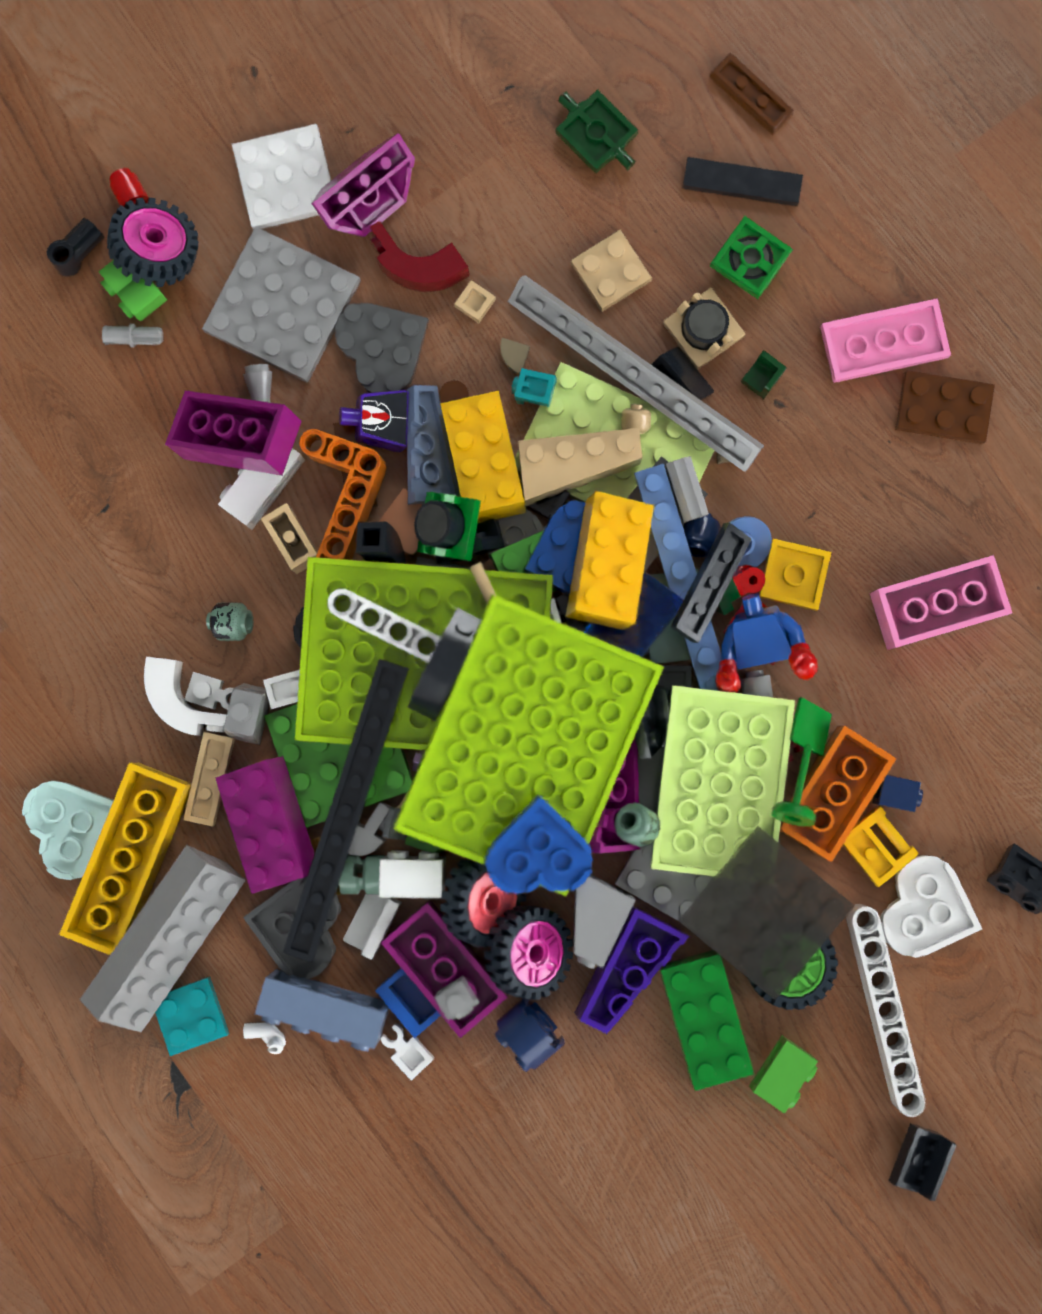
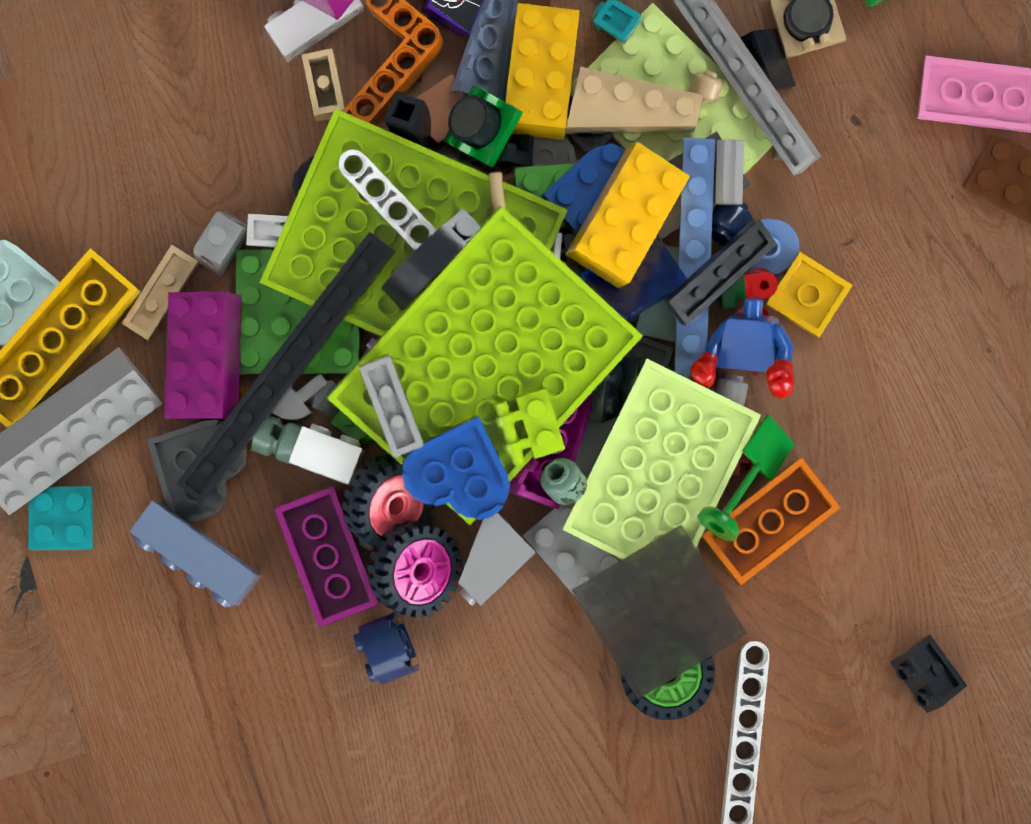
camera: 15 degrees right, 0 degrees up
(165, 696) = (146, 192): white arch -> none
(207, 691) = (188, 206): white plate -> none
(230, 621) = (235, 145): sand green head -> none
(268, 1032) = (131, 560): white arm -> none
(371, 923) = (270, 489): white panel -> none
(407, 1002) = (280, 577): blue panel -> none
(410, 1055) = (263, 631): white plate -> none
(455, 815) = (391, 405): none -> light grey plate
(456, 999) = (329, 586): light grey brick -> none
(597, 781) = (539, 424): none -> lime plate
(635, 958) = (507, 617): dark purple wedge -> none
(706, 1020) = (564, 697): green brick -> none
(763, 374) = (849, 86): dark green panel -> none
(784, 1074) = (622, 778): bright green brick -> none
(872, 854) = (785, 593): yellow plate -> none
(899, 794) = (833, 545): dark blue brick -> none
(928, 909) = (823, 669): white plate -> none
(940, 602) = (941, 372): bright pink brick -> none

